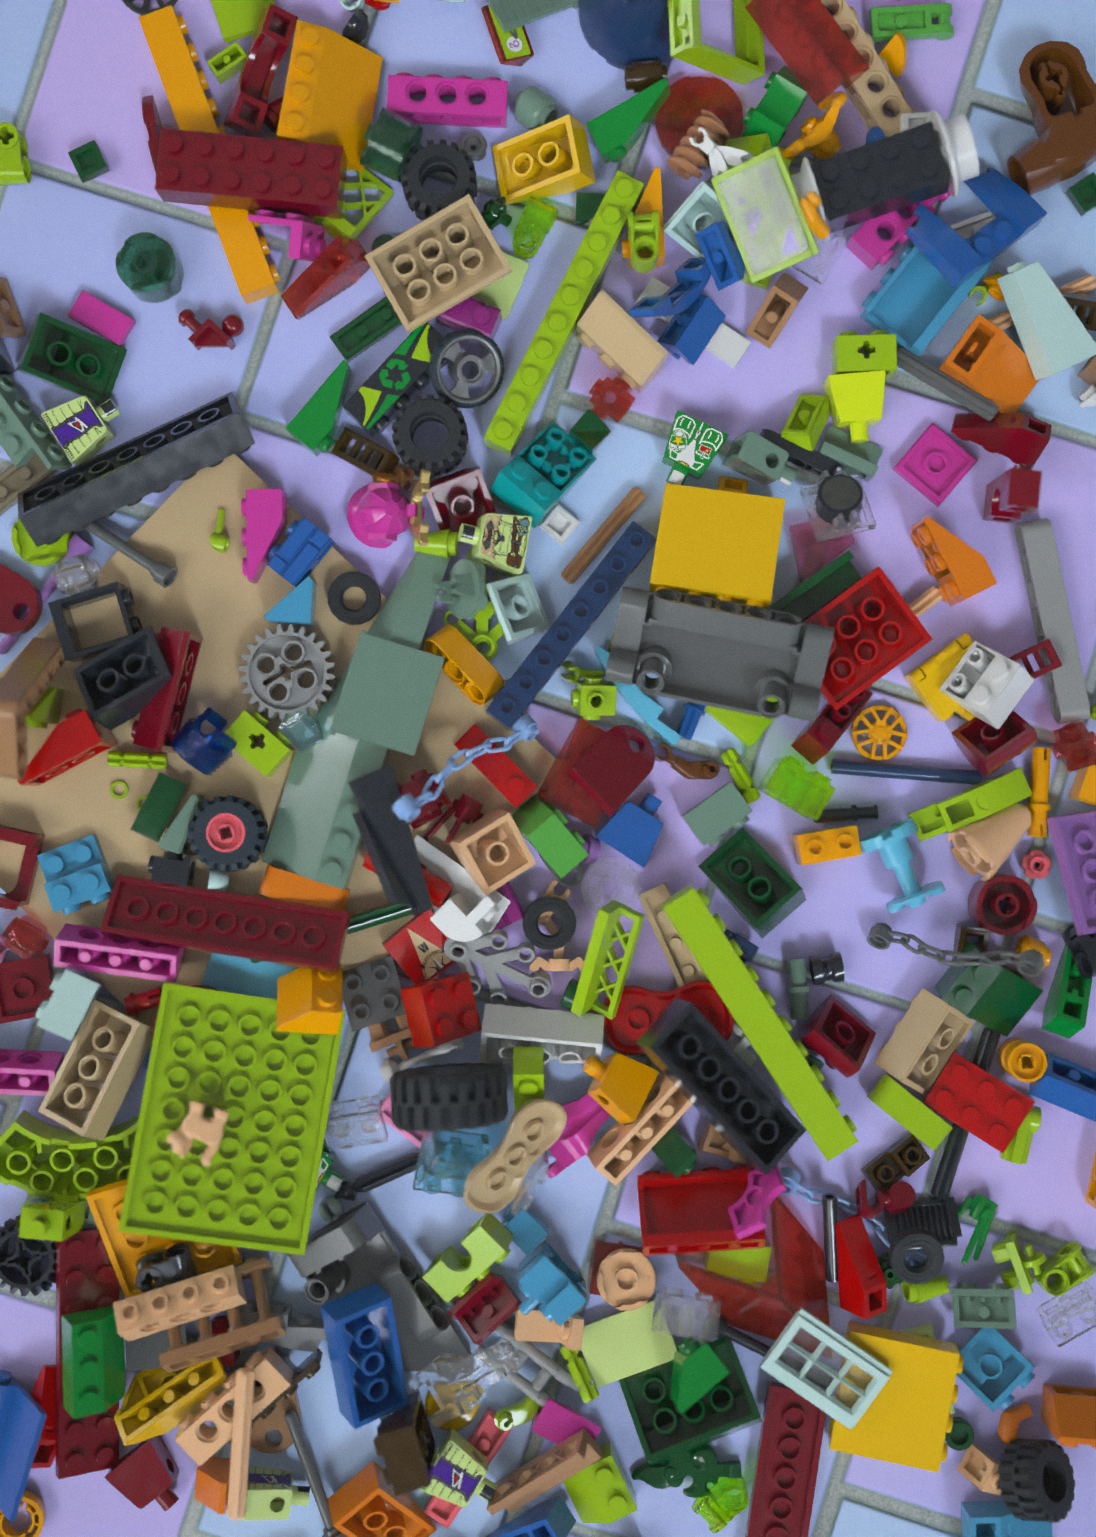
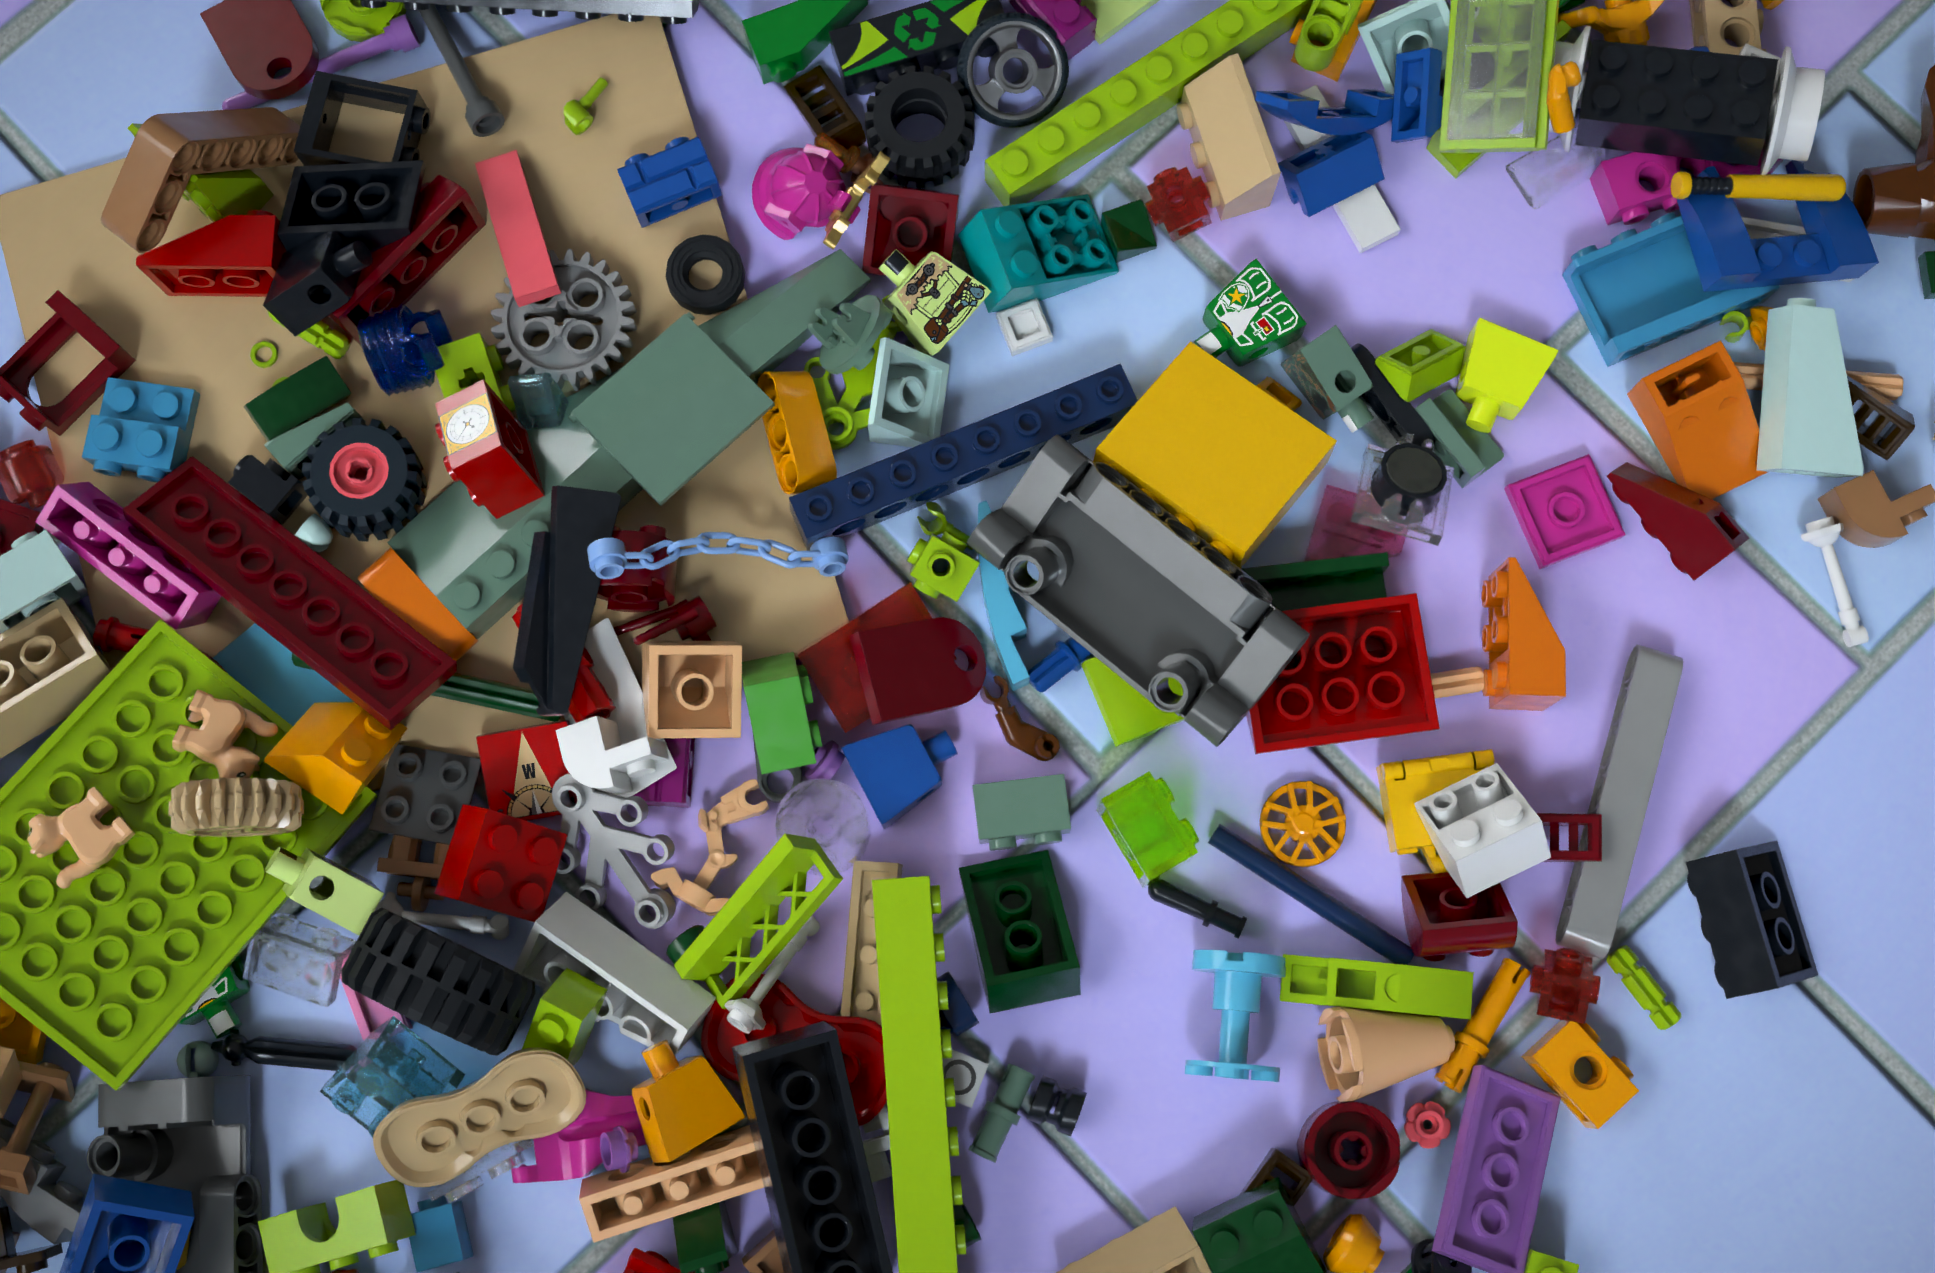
camera: 30 degrees right, 10 degrees down
(77, 574) = (375, 59): clear head -> none
(132, 735) = (315, 280): none -> black torso
(227, 632) = (517, 228): none -> coral tile
(239, 1026) = (220, 729): none -> light nougat animal
(265, 523) = (649, 118): dark pink slope -> none
(278, 1066) = (236, 807): none -> tan gear
(294, 779) = (488, 450): none -> red brick
(297, 606) = (625, 243): dark azure slope -> none
(354, 1080) = (341, 896): none -> yellowish green torso
(440, 544) = (852, 263): lime cone -> none
(498, 768) = (765, 592): red slope -> none
(567, 918) = (708, 802): black tyre -> none
(599, 1128) = (618, 1149): none -> medium lavender plate
(603, 535) = (1072, 369): medium nougat axle -> none
(628, 1015) = (746, 1013): none -> white piece
(740, 775) = (1083, 778): lime axle -> none
(768, 980) = (967, 1075): none -> white tile
(776, 309) = (1455, 205): medium nougat slope -> none
(826, 844) = (1149, 933): light orange brick -> none
(829, 725) = (1239, 773): dark red slope -> none
(837, 1036) = (1020, 1209): dark red brick -> none
(878, 344) = (1565, 320): lime brick -> none
(946, 385) = (1631, 413): dark grey axle -> none
(966, 198) = (1769, 186): none -> yellow piece
(1012, 494) = (1647, 594): dark red arch -> none
(1029, 962) = (1337, 1241): dark grey piece -> none

